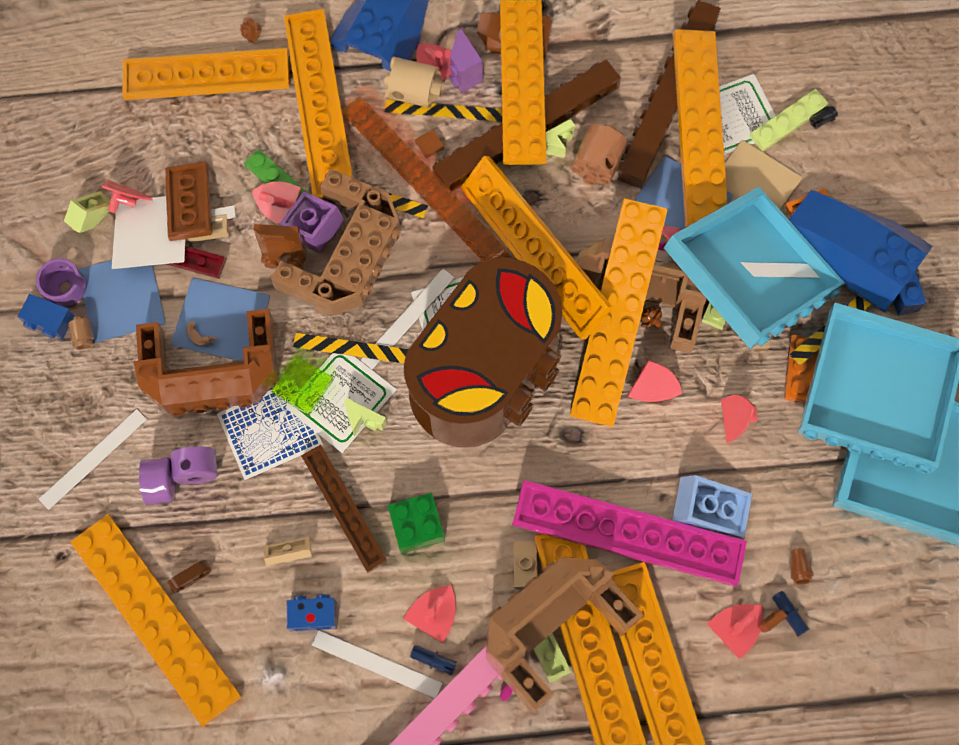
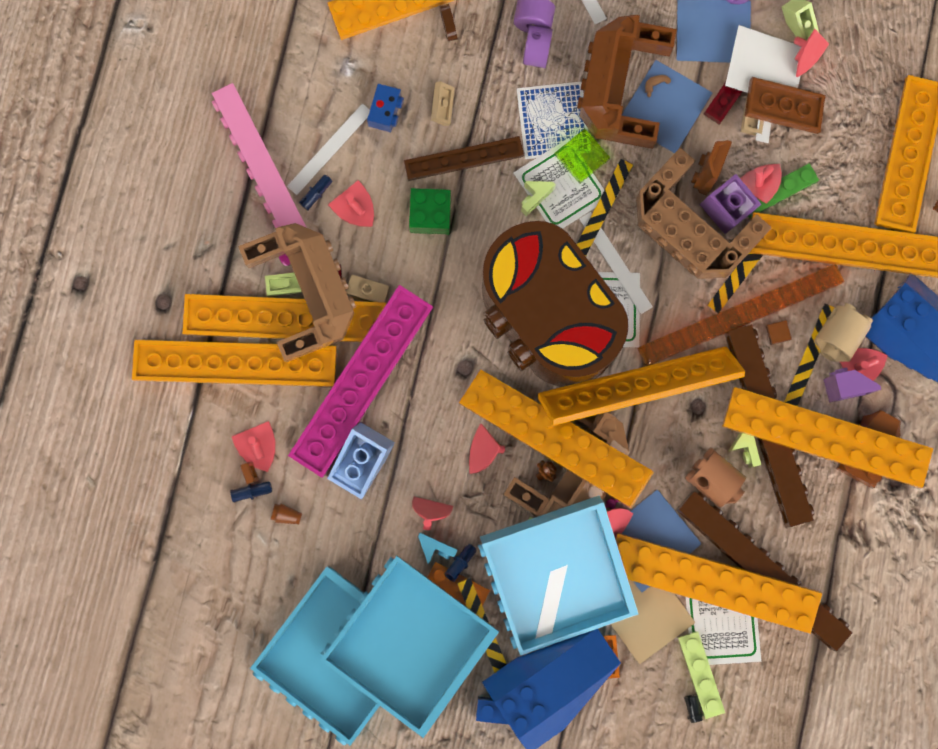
camera: 105 degrees right, 10 degrees up
(770, 402) = (429, 546): none -> medium azure slope
(777, 370) = (460, 562): none -> dark blue axle

